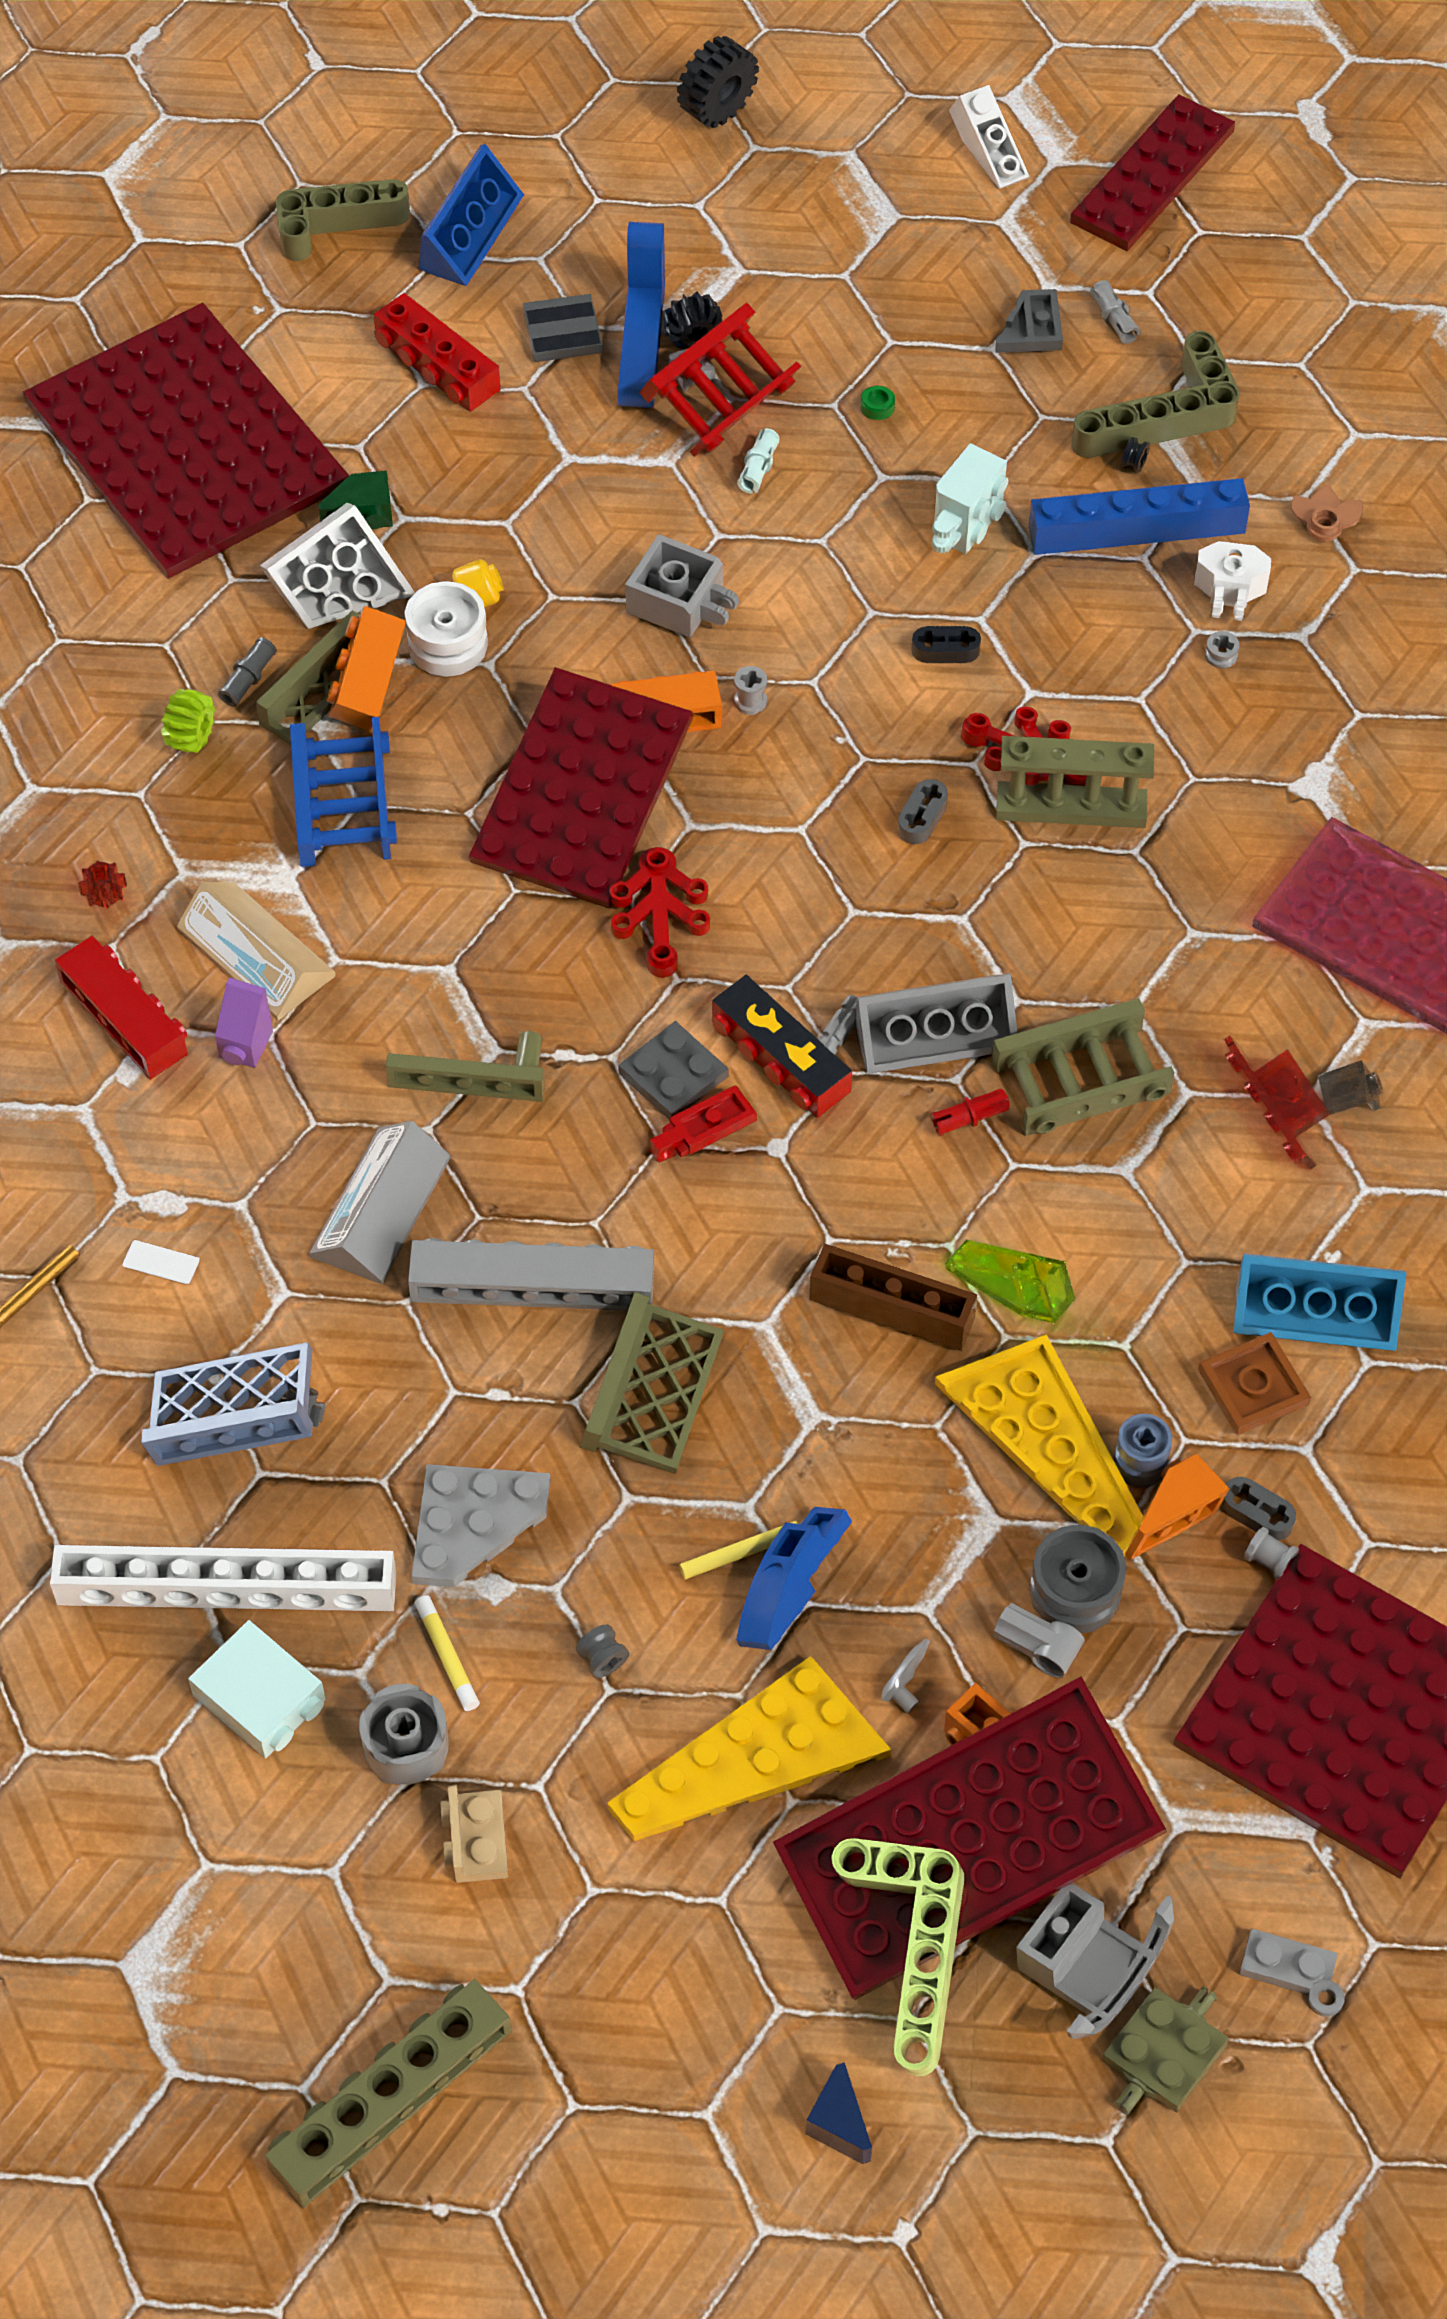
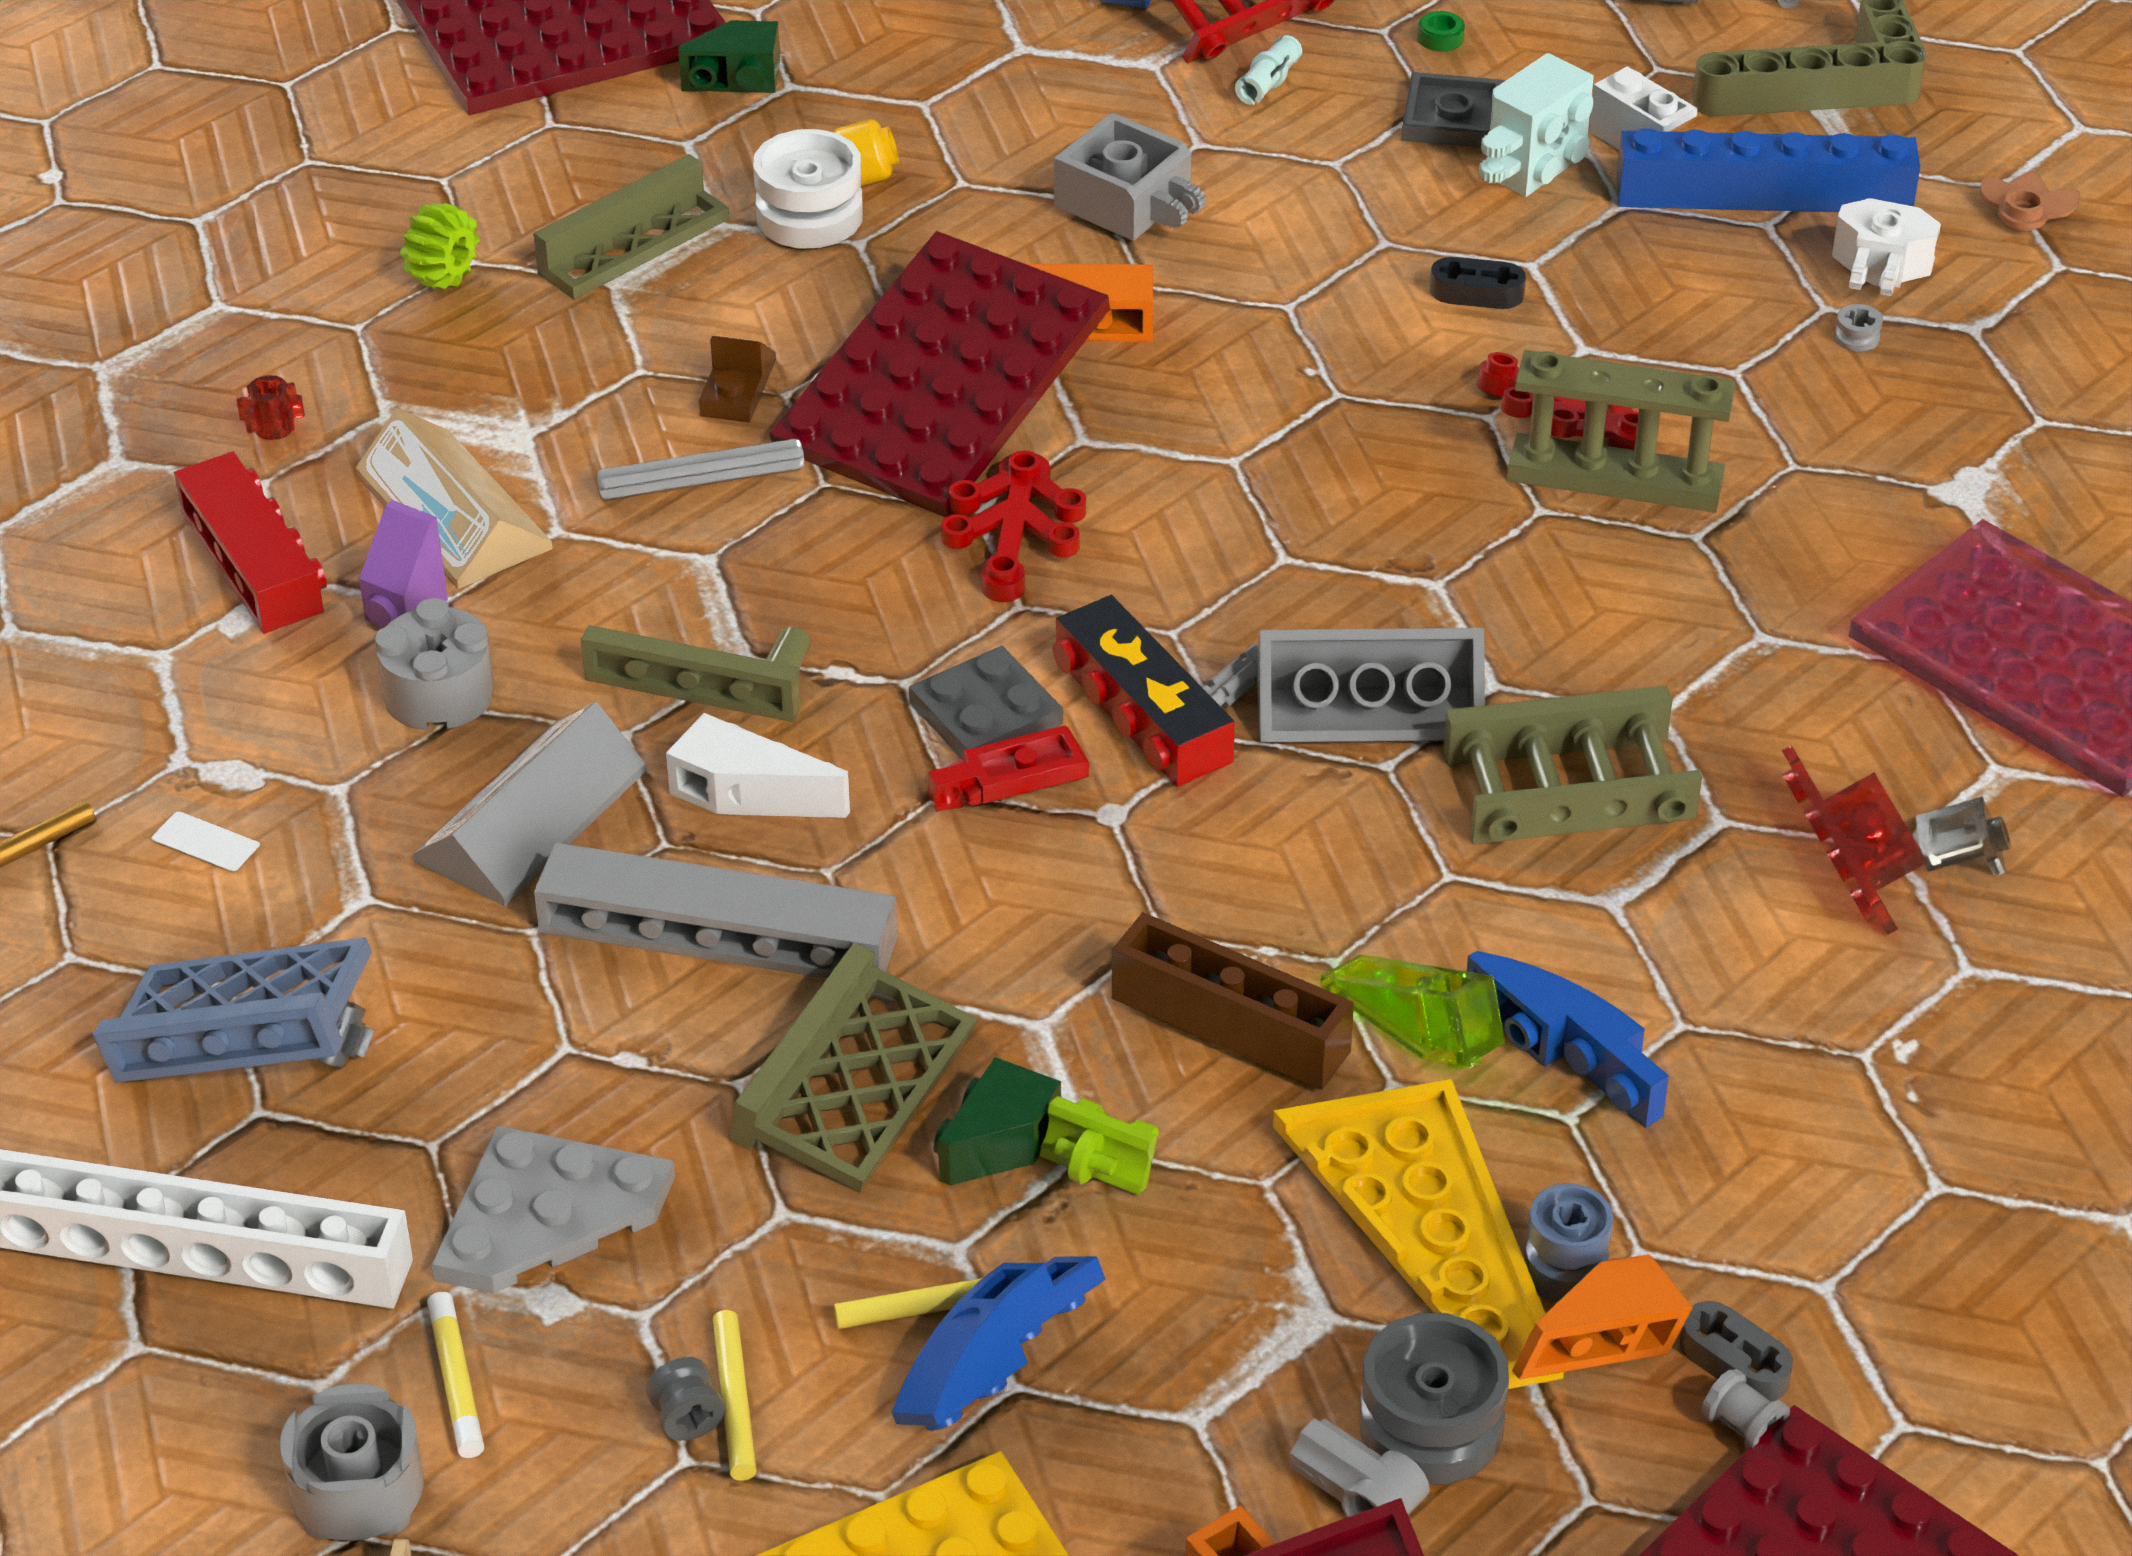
camera: 10 degrees right, 15 degrees down
(247, 672) = (536, 211): dark grey pin -> none
(258, 1689) = (157, 1377): light aqua brick -> none
(286, 1099) = (435, 666): none -> light grey brick
(308, 779) = (576, 326): blue fence -> none
(336, 570) = (680, 108): white wedge -> none
(365, 667) = (688, 213): orange brick -> none
(425, 893) = (700, 469): none -> light grey axle
(432, 809) = (736, 378): none -> reddish brown slope
(526, 1157) = (748, 774): none -> white slope
(630, 1639) = (734, 1394): none -> light yellow bar
(750, 683) = (1198, 298): light grey bush -> none
(759, 1413) = (997, 1125): none -> dark green slope
(825, 1419) = (1099, 1145): none -> lime hips
(895, 1687) = (1136, 1499): light grey bar -> none
(900, 479) = (1448, 109): none -> dark grey tile
(929, 814) = (1396, 450): dark grey beam -> none
(970, 1111) = (1397, 799): red axle -> none
(1037, 472) = (1634, 103): none -> white slope
(1105, 1274) = (1560, 1019): none -> blue slope
(1135, 454) = (1775, 111): black bush -> none
(1254, 1383) = (1757, 1185): dark orange plate -> none
(1319, 1301) = (1873, 1087): dark azure slope -> none

